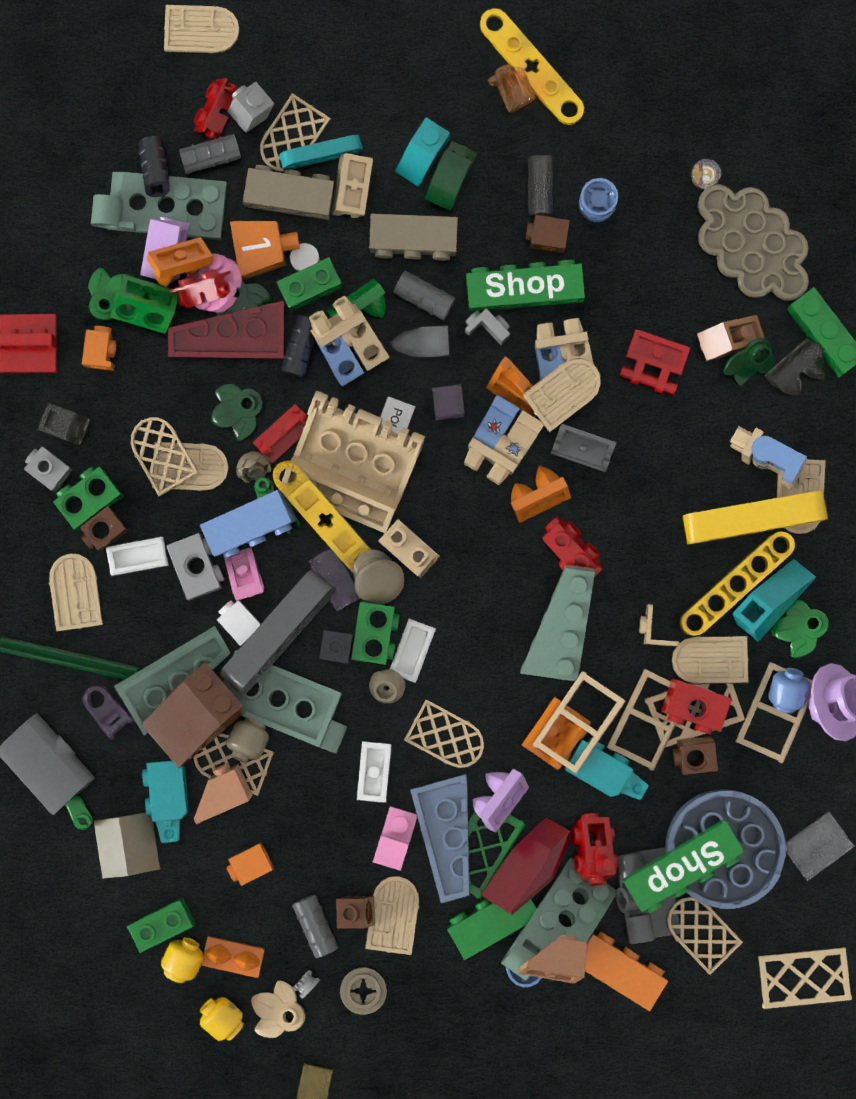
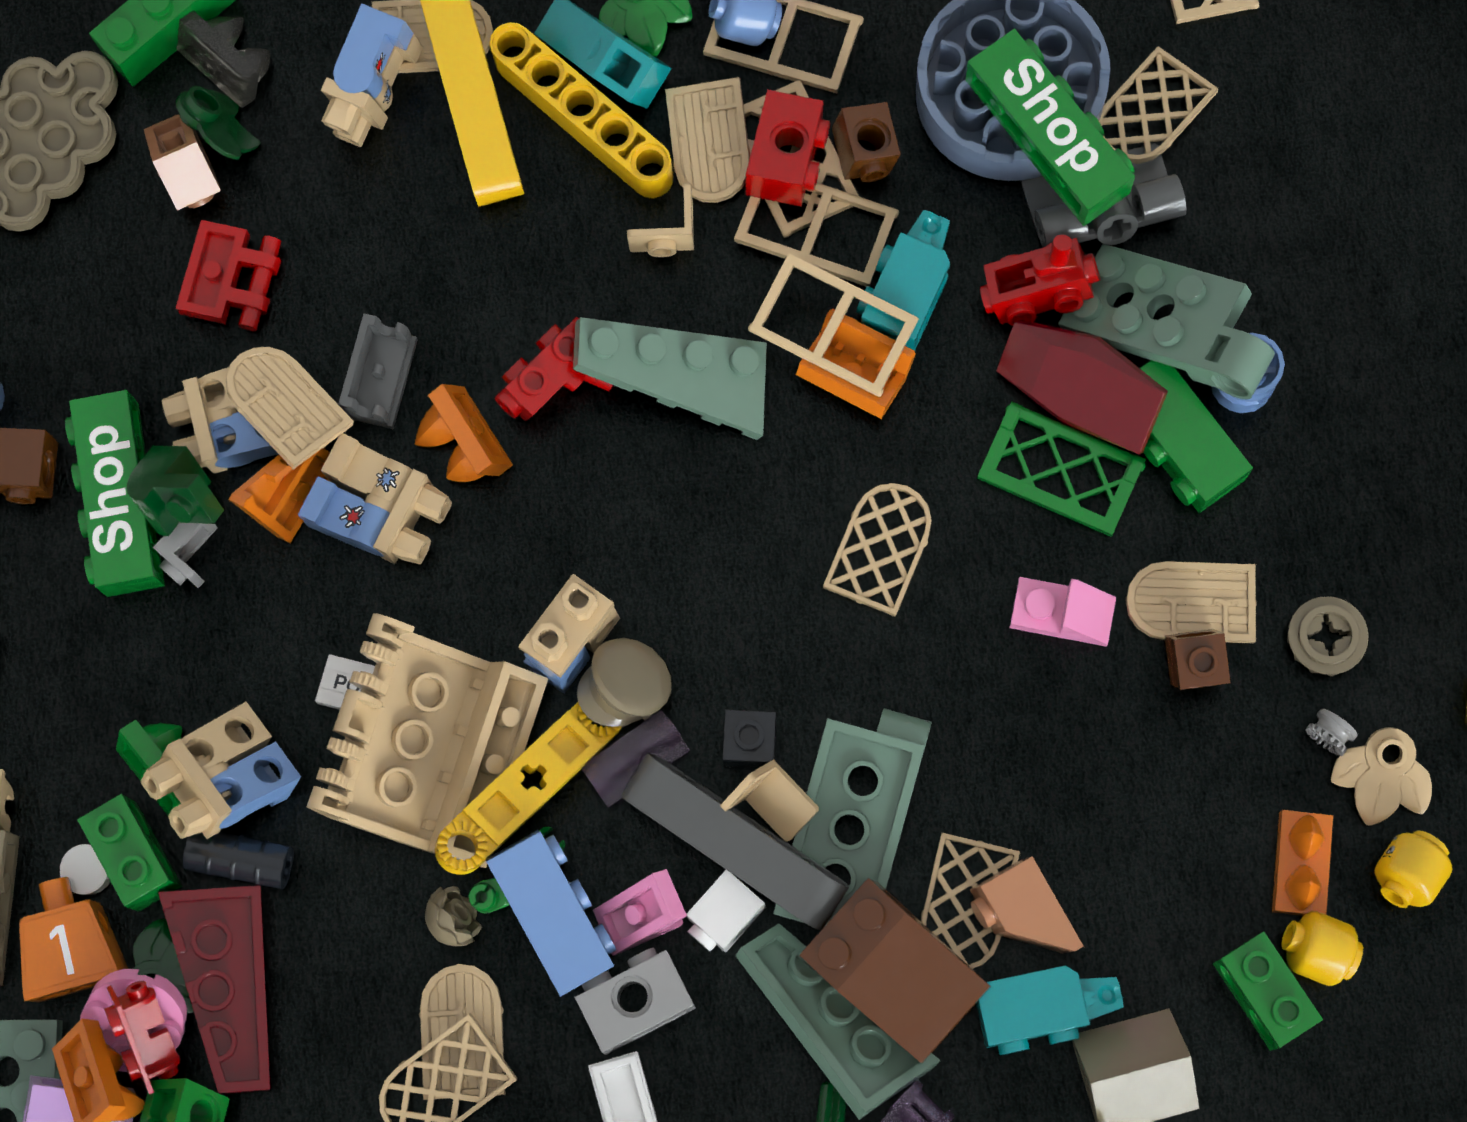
camera: 90 degrees left, 10 degrees down
(234, 412) = (361, 964): dark green plate -> none
(247, 740) = (926, 874): dark tan head -> none
(249, 864) = (1140, 849): orange brick -> none
(282, 433) = (390, 873): red hinge -> none
(296, 659) = (775, 799): none -> tan bracket
(315, 926) = (1230, 726): dark grey axle -> none
(366, 632) = (719, 691): green brick -> none
(374, 771) = (955, 656): white plate -> none
(387, 678) = (794, 652): dark tan plate -> none
(412, 650) = (743, 617): white tile -> none
(413, 236) = (37, 686): dark tan brick -> none
(423, 342) = (219, 653): clear plate -> none
(424, 295) = (138, 657): dark grey axle -> none
(444, 827) = (1038, 527): sand blue wing -> none
(448, 402) = (317, 597): clear purple brick -> none
(508, 792) = (959, 430): lavender tile -> none
(518, 321) = (172, 489): none -> dark green brick
(559, 960) = (1234, 296): nougat slope -> none
(624, 971) = (1235, 215): orange brick -> none

